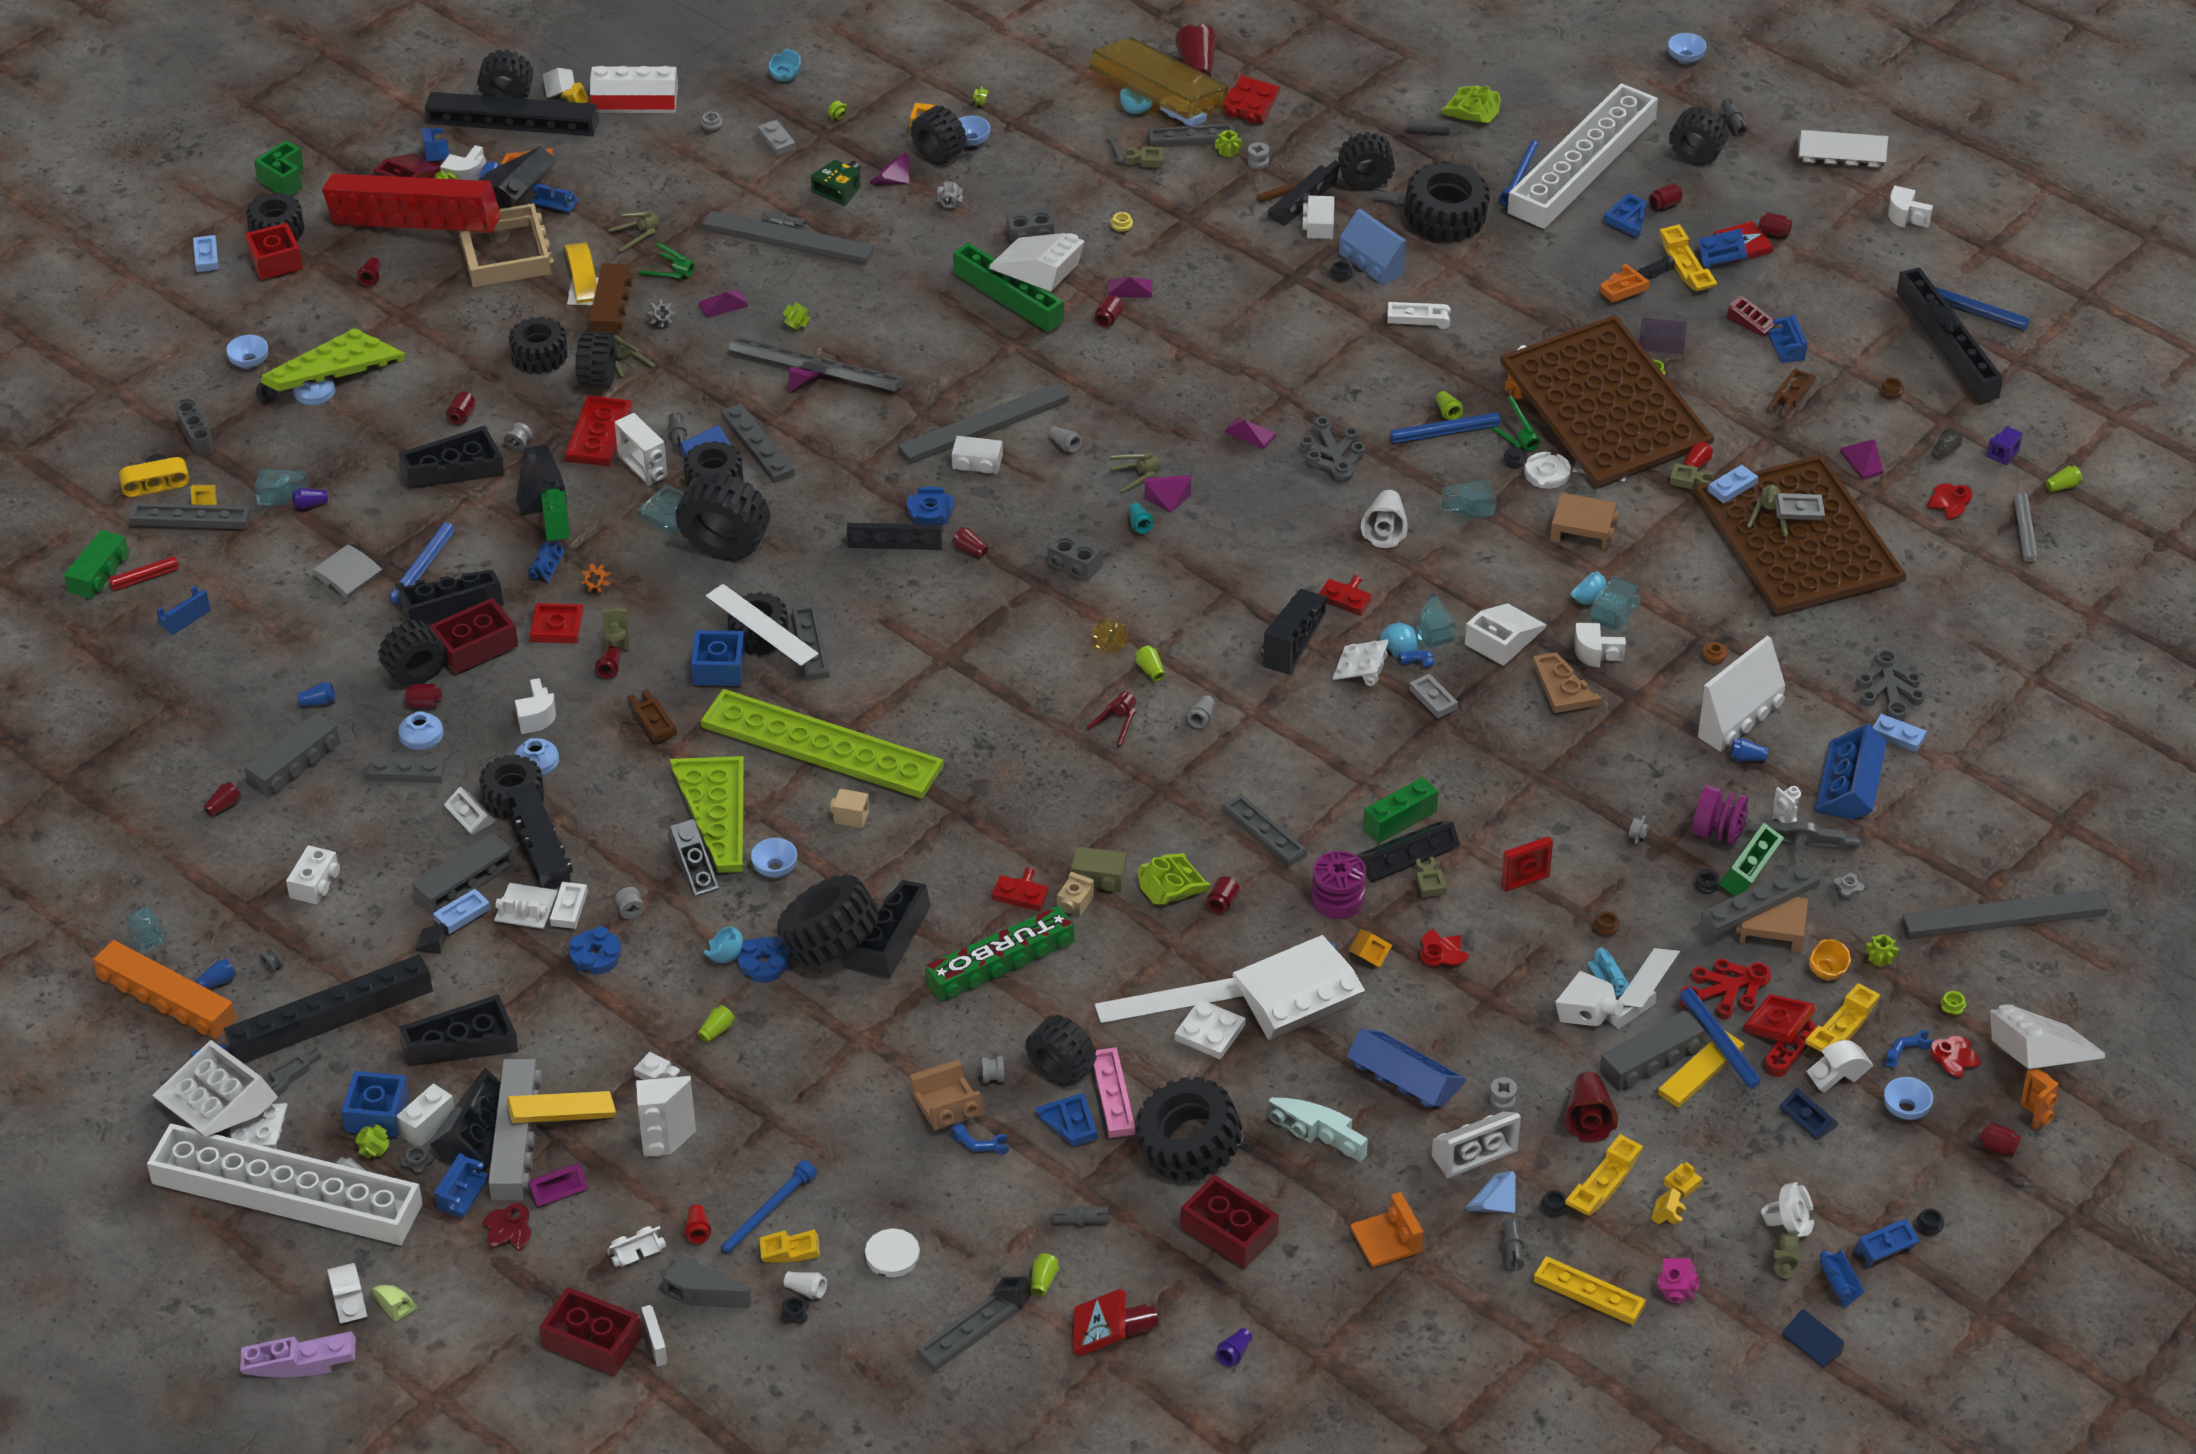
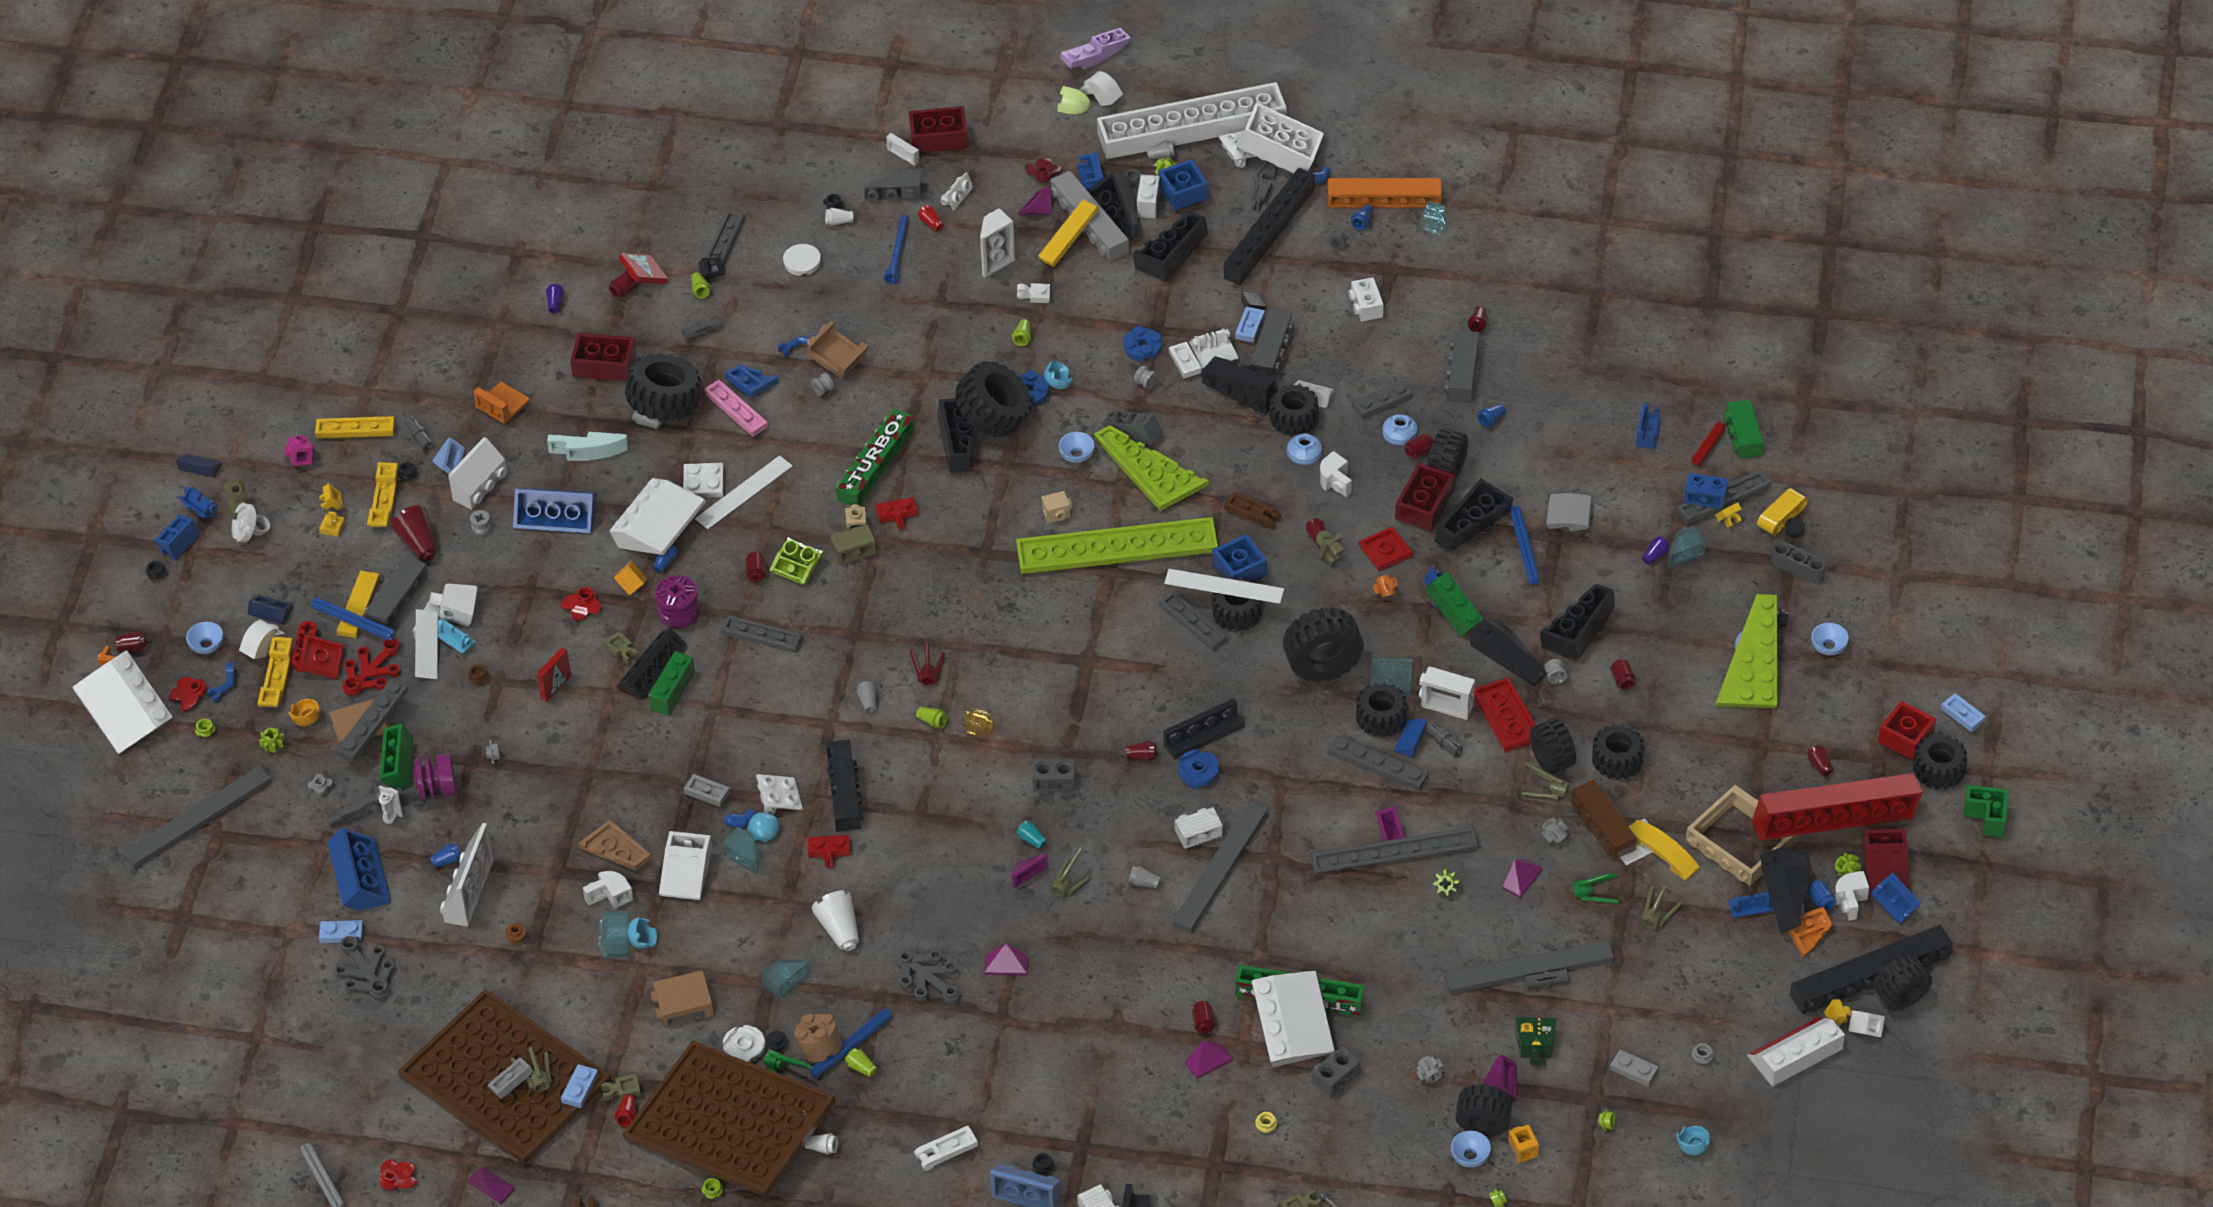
camera: 150 degrees right, 5 degrees up
(207, 509) = (1706, 490): none -> blue brick
(784, 1248) = (869, 233): yellow slope -> none
(1060, 1050) = (780, 398): black tyre -> none
(1477, 426) = (818, 1037): none -> medium nougat brick
(1707, 875) = (420, 736): black bush -> none

